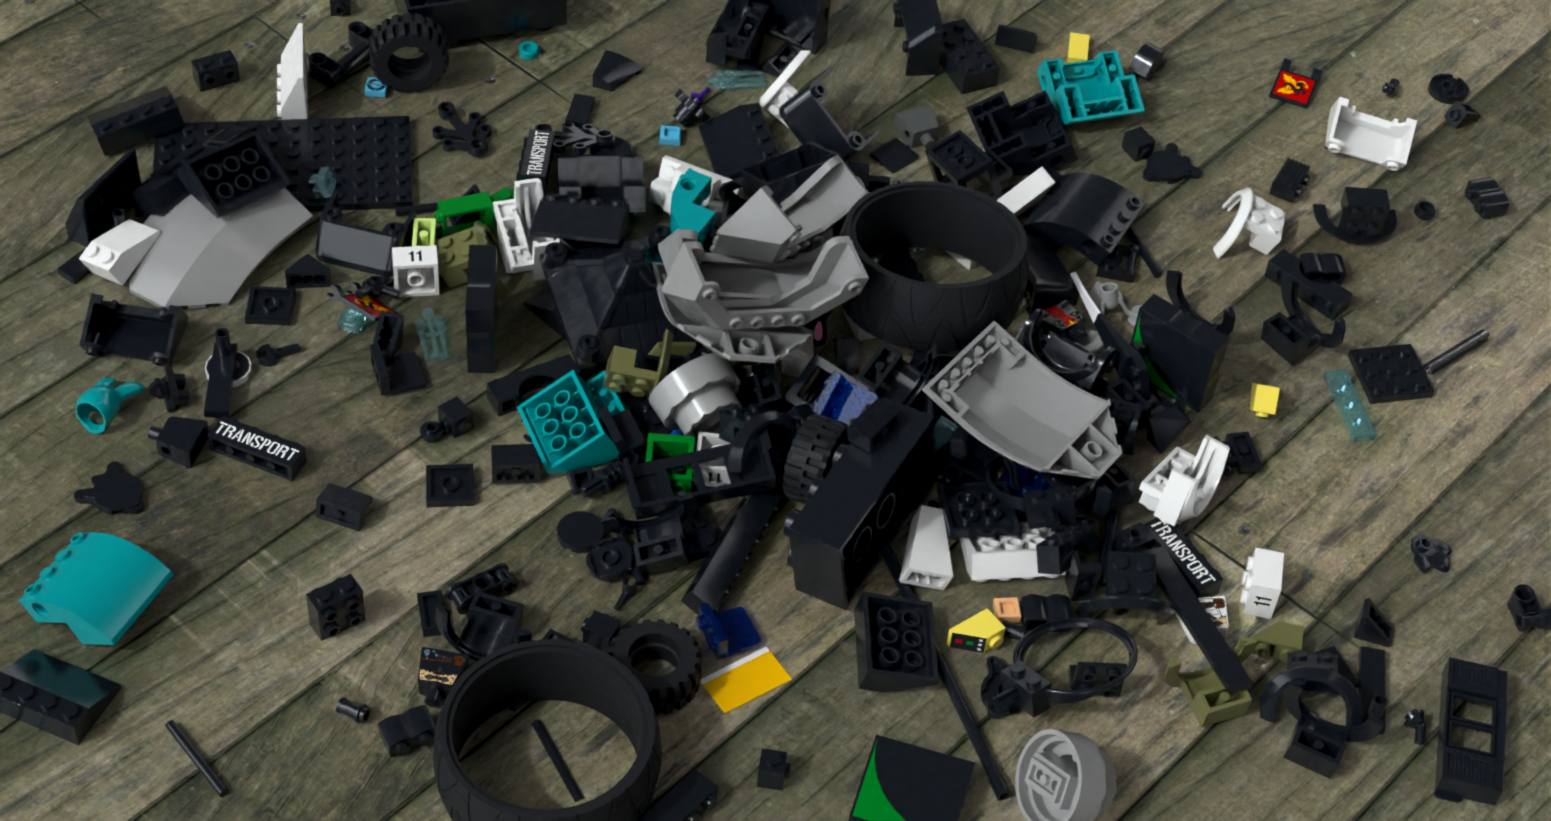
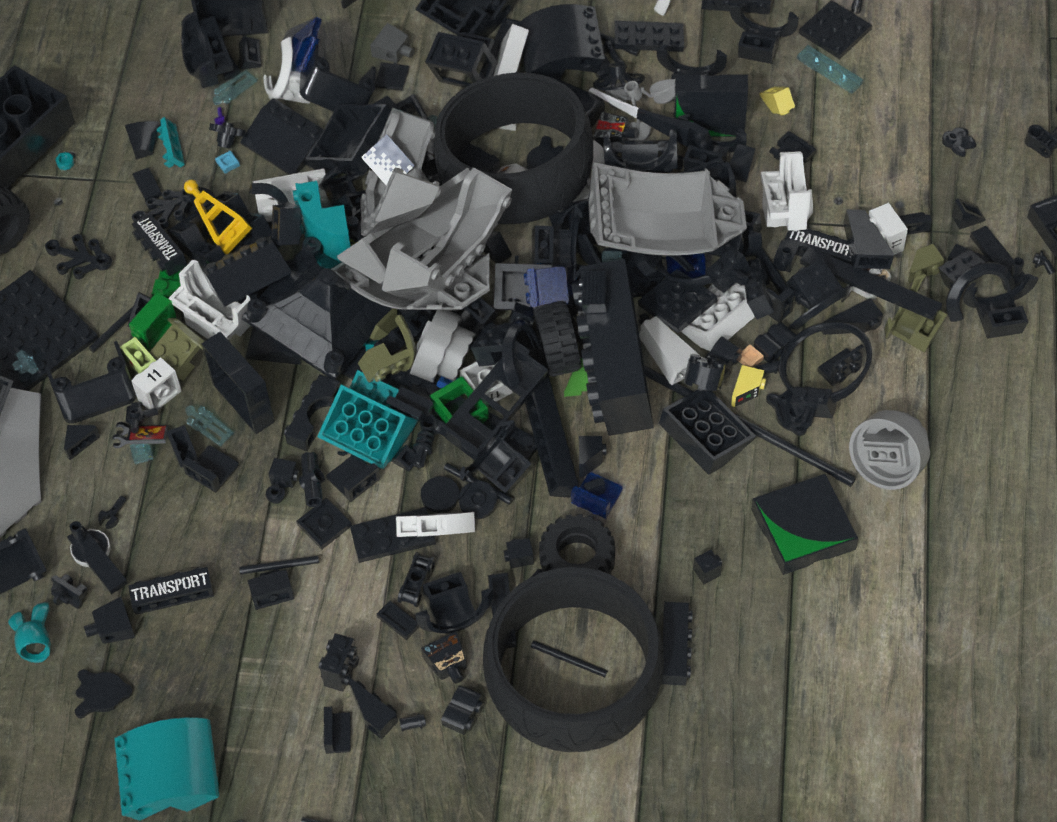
camera: 30 degrees left, 10 degrees up
(270, 305) = (72, 481): black tile -> none
(276, 667) = (337, 731): none -> black panel
(325, 671) = (375, 714): none -> black slope
(375, 493) = (279, 565): none -> black bar
(473, 438) = (311, 479): none -> black piece
(502, 537) = (379, 539): none -> black plate
(545, 550) = (435, 524): none -> white slope
(609, 184) = (233, 233): none -> yellow plate
(627, 591) = (507, 514): black hand -> none
(634, 89) = (171, 142): none -> teal plate
(656, 194) = (285, 215): none -> black piece
(729, 620) = (595, 487): none -> black tile
(745, 679) = (634, 519): yellow sticker -> none
(755, 589) = (590, 453): none -> black slope
(799, 201) = (385, 157): none -> sticker
(818, 65) = (303, 43): none -> clear blue windscreen
(938, 587) = (705, 372): none -> black brick
(972, 590) = (727, 353): none -> black brick
(1114, 273) = (617, 71): none -> black wheel
(1153, 645) = (863, 315): none -> black slope
(1198, 273) = (648, 35): none -> black plate
(1226, 576) = (865, 242): none -> black slope
(1302, 598) = (916, 222): none -> black panel

